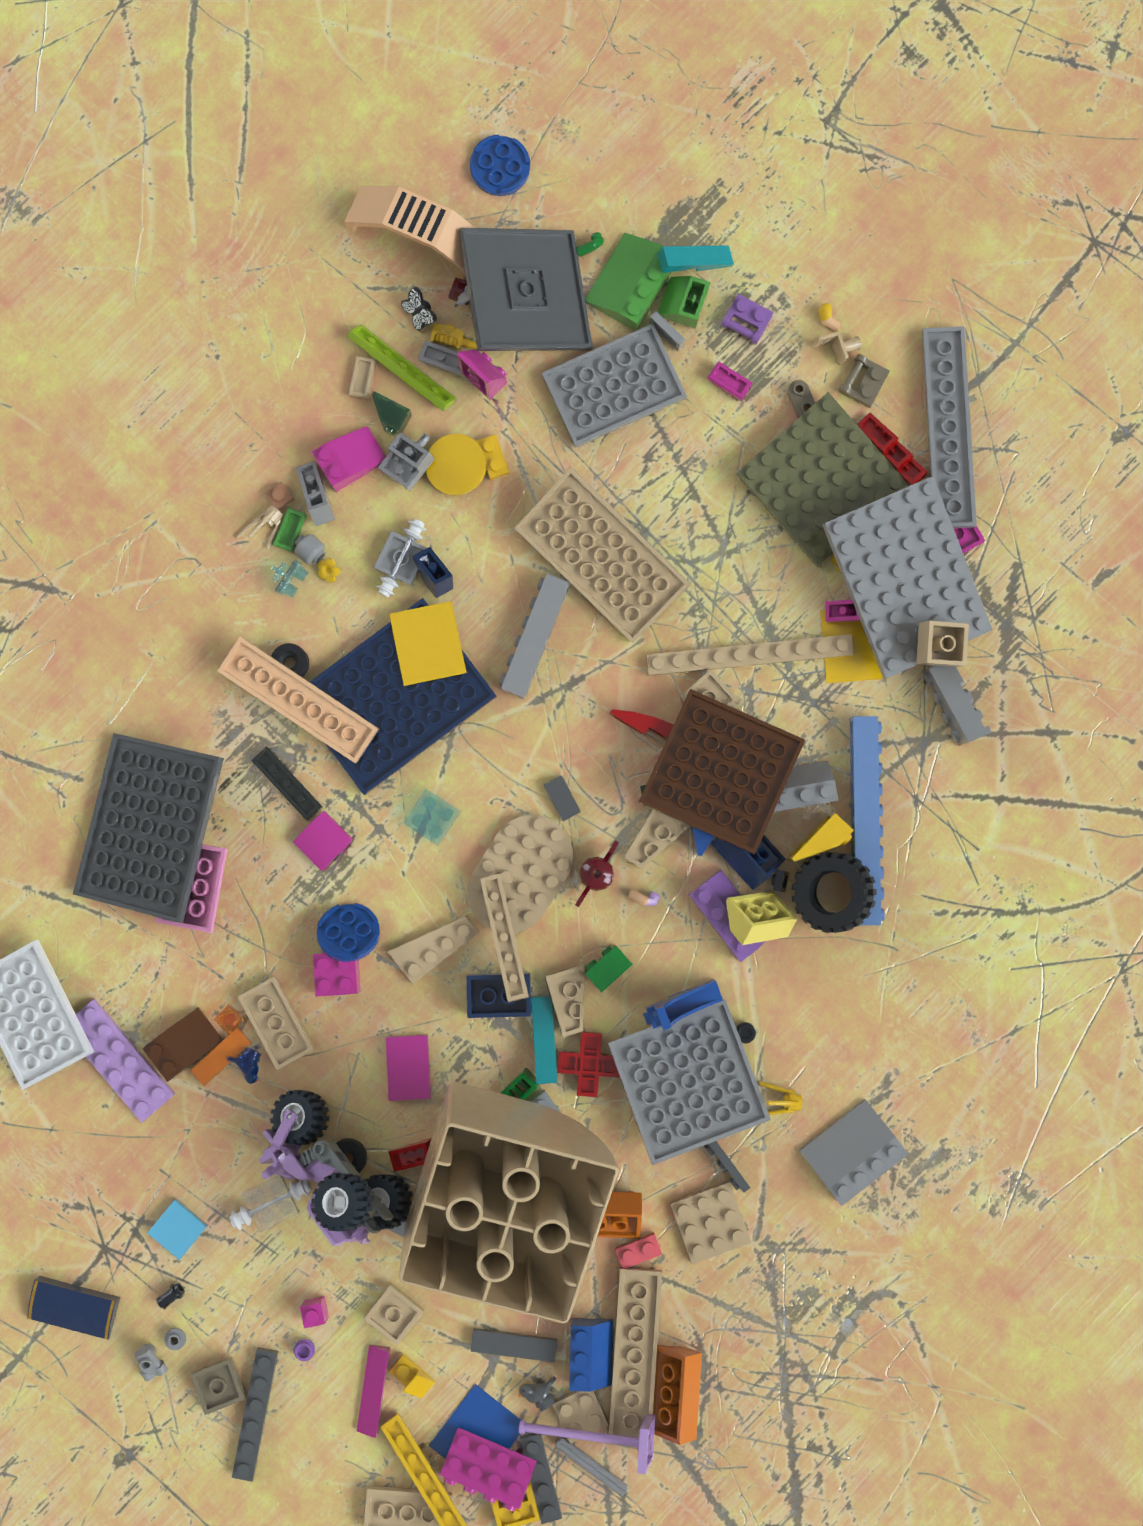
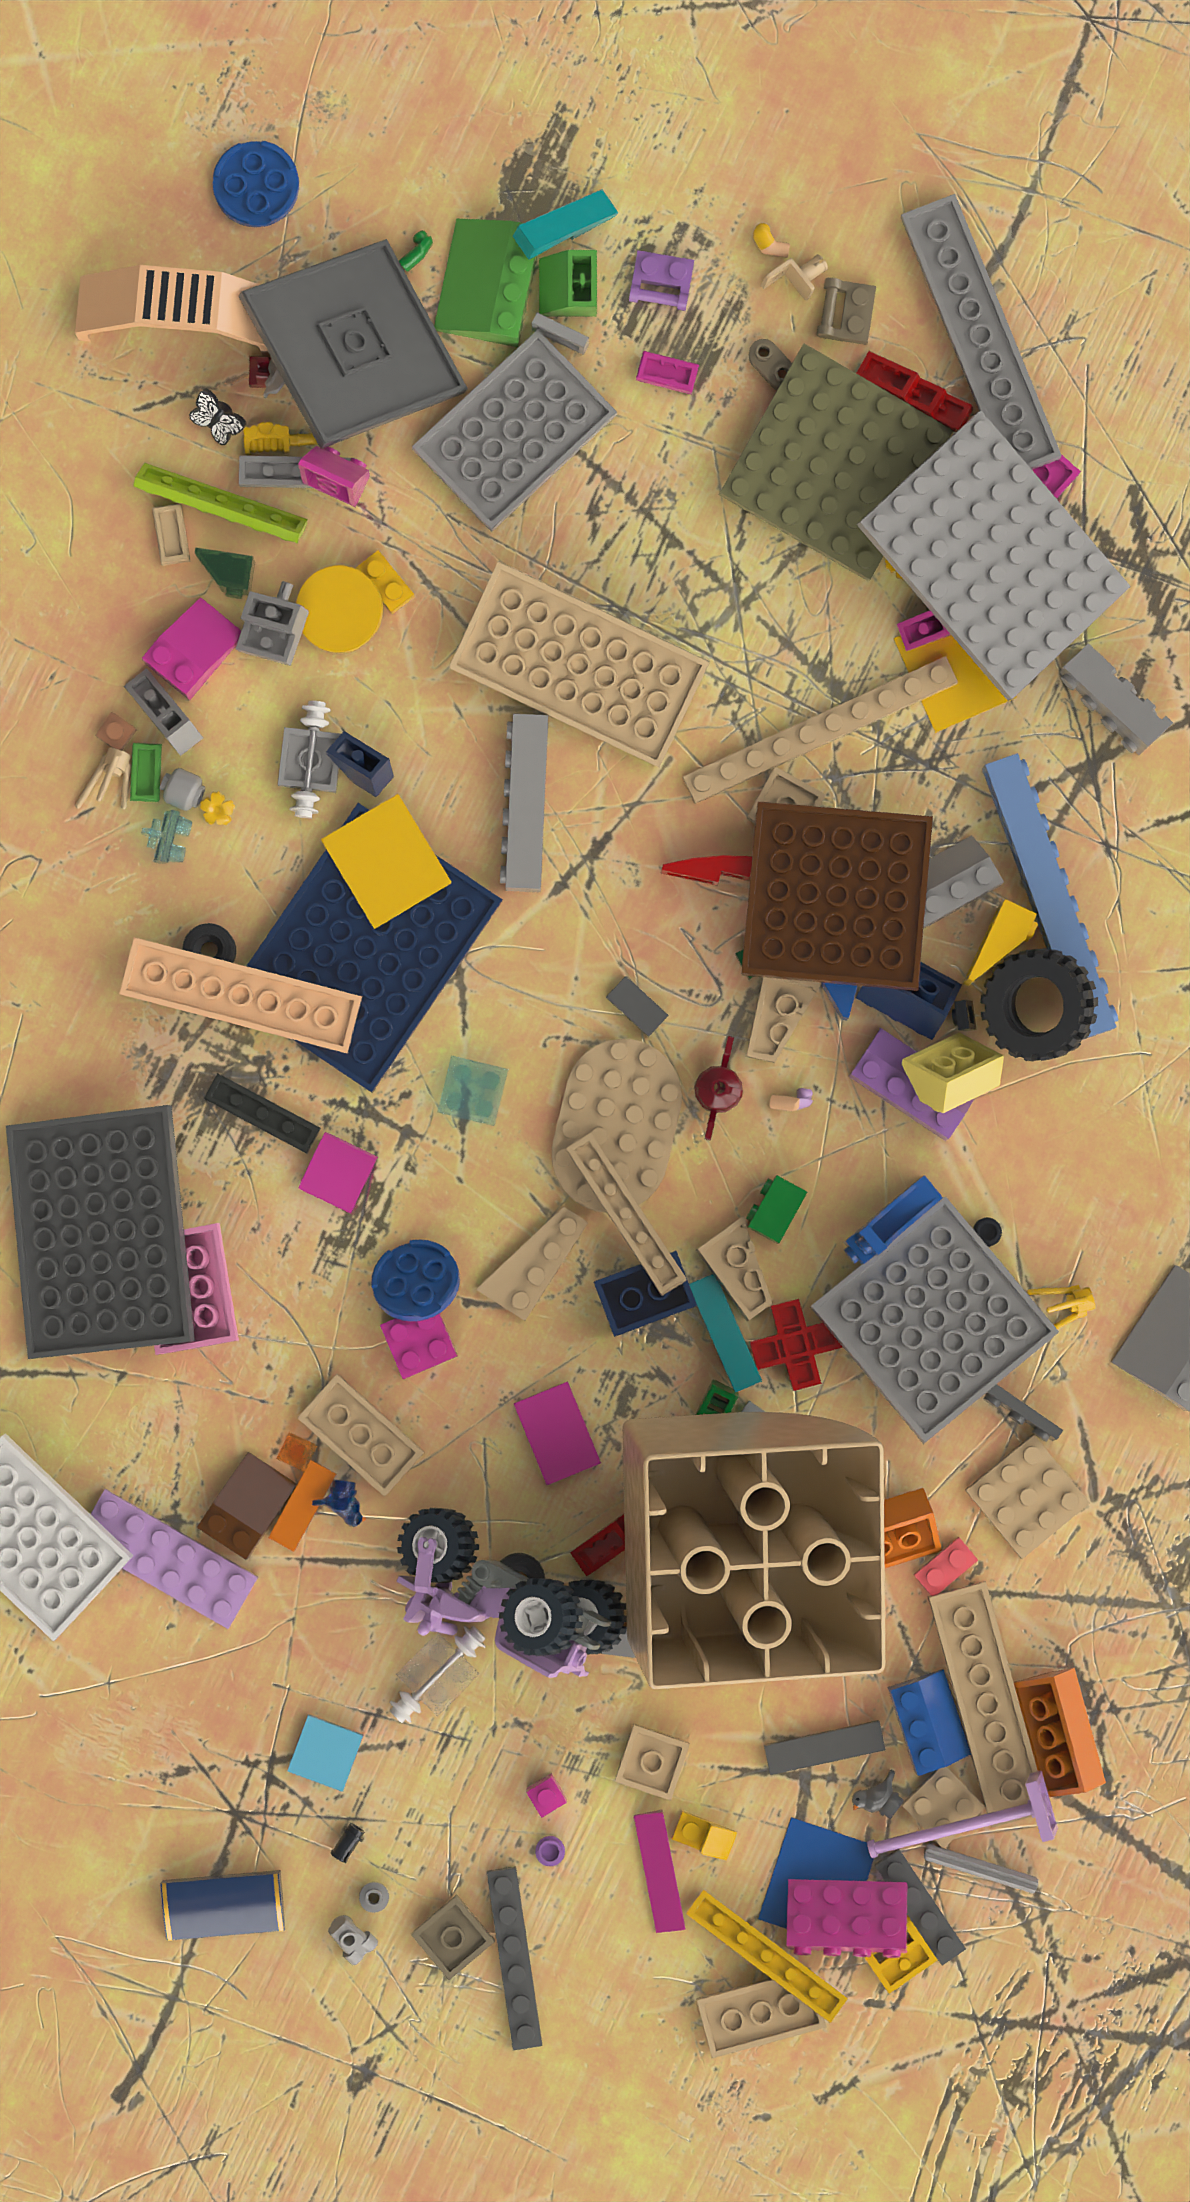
camera: 30 degrees left, 0 degrees up
(942, 644) = (1069, 628): tan brick -> none

